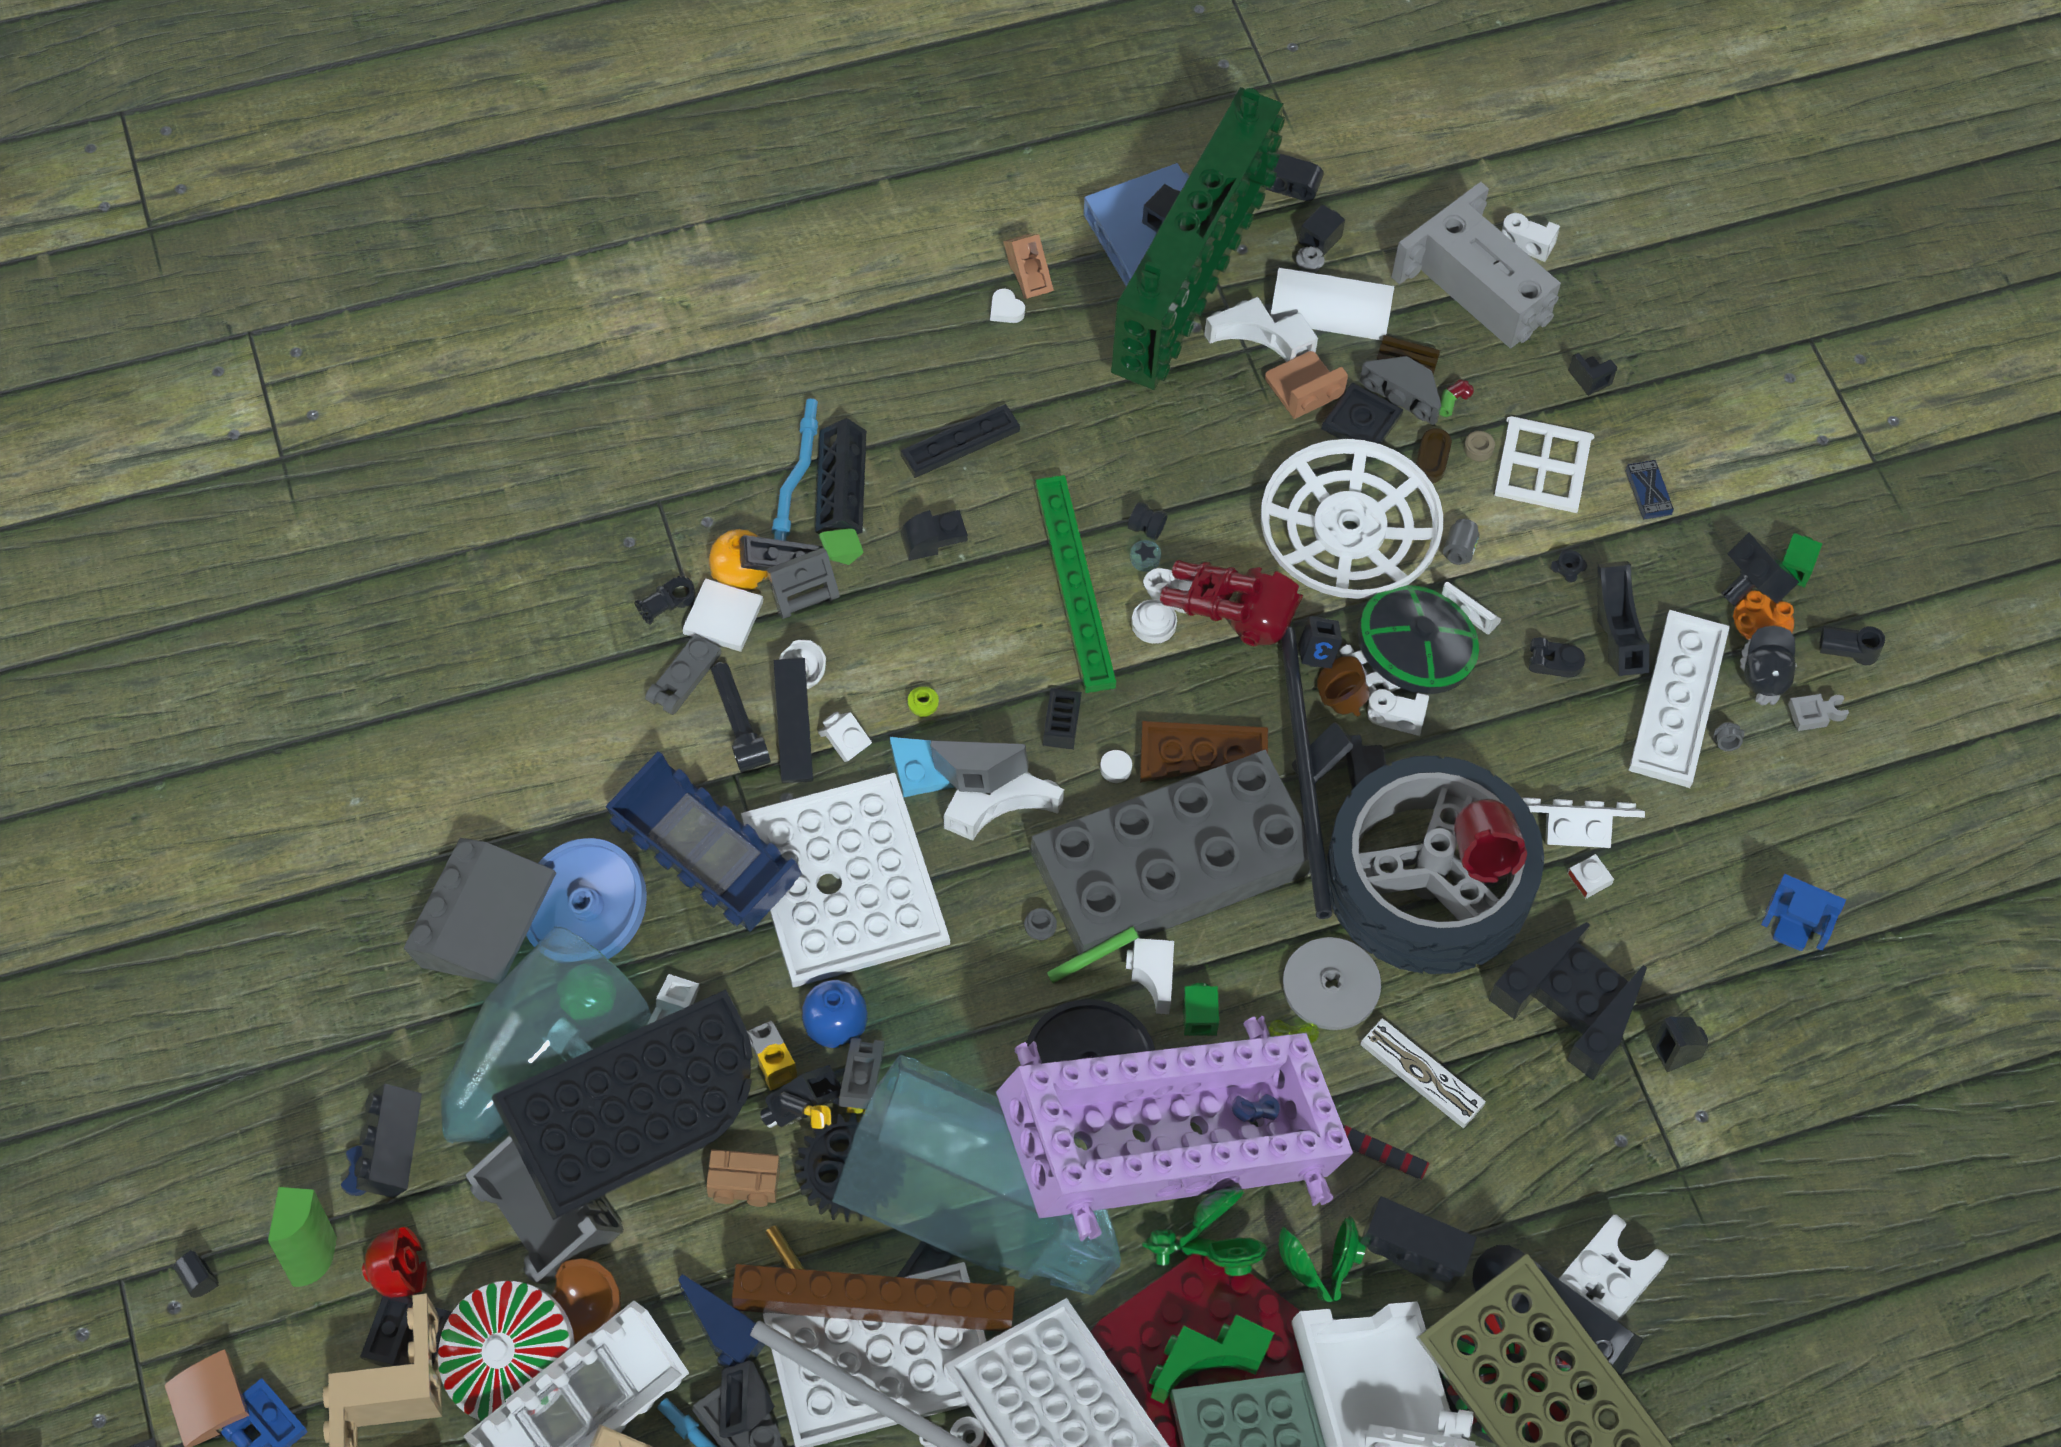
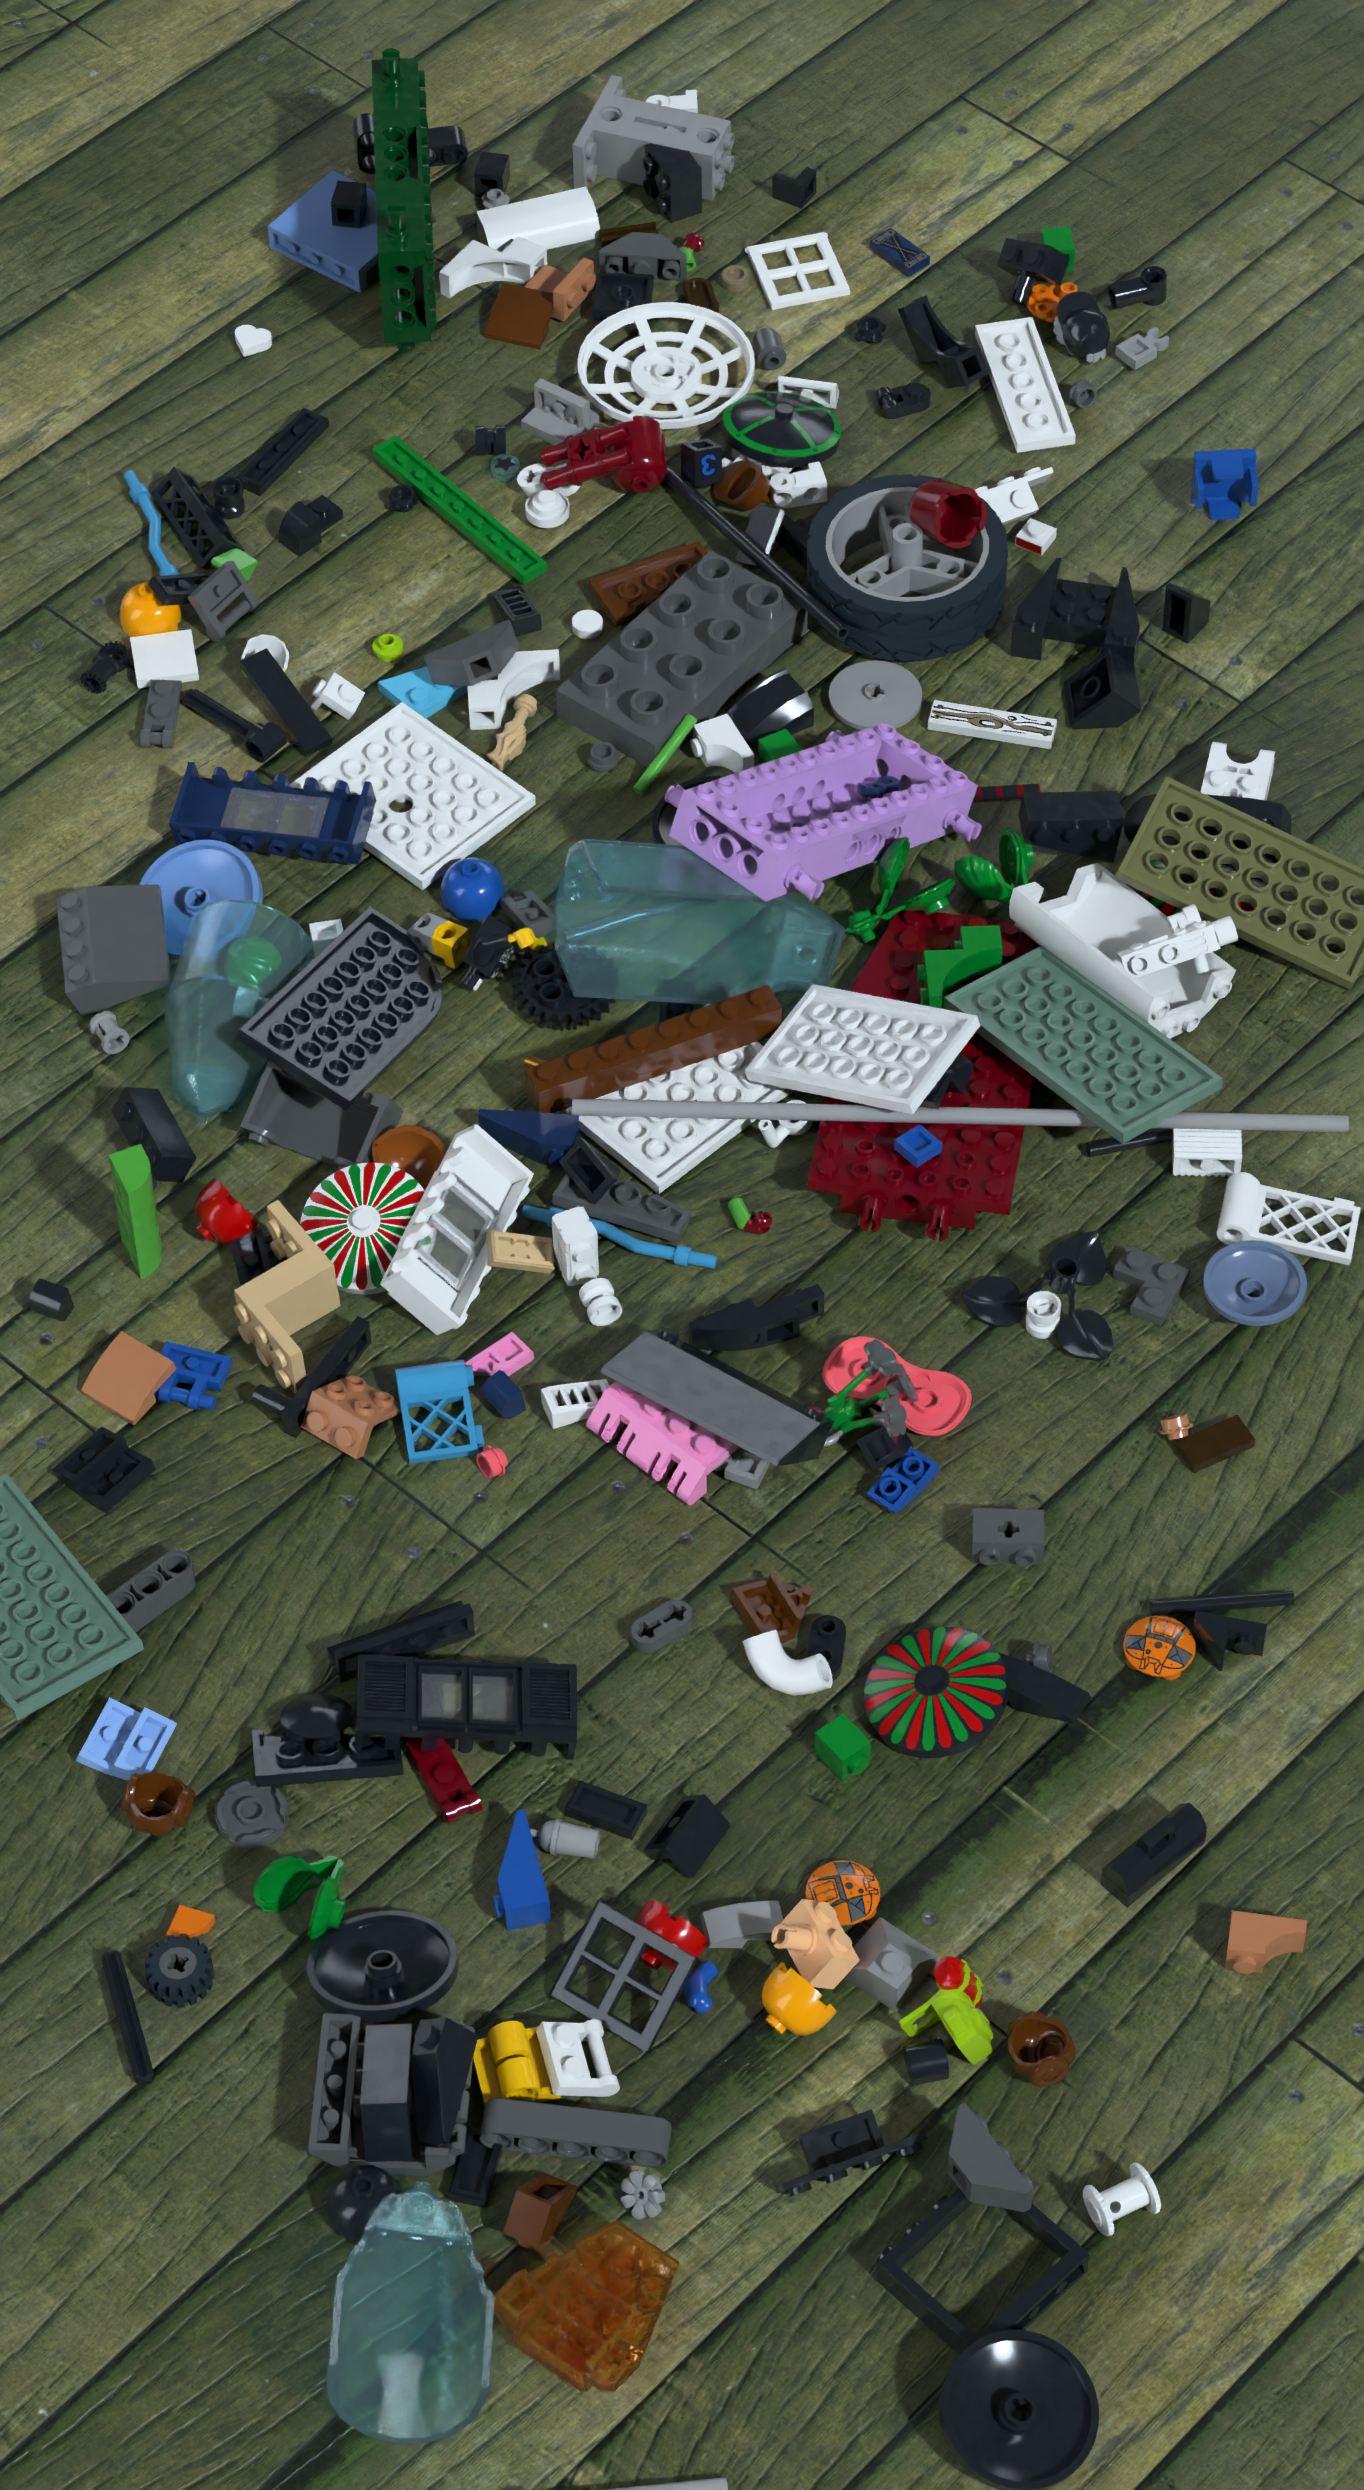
camera: 25 degrees left, 10 degrees down
(425, 1002) = (109, 1032): none -> light grey bush
(743, 1177) = (478, 1030): medium nougat brick -> none
(880, 470) = (228, 497): none -> black wheel
(971, 861) = (512, 739): none -> tan piece
(1029, 264) = (251, 296): nougat arch -> none
(1036, 539) = (403, 498): none -> black plate
(1220, 951) = (771, 707): none -> black slope
(1227, 524) = (559, 414): none -> light grey bracket
(1256, 396) = (520, 316): none -> reddish brown slope
(1477, 317) = (673, 181): none -> black slope
(1545, 1095) = (1102, 693): none -> black slope

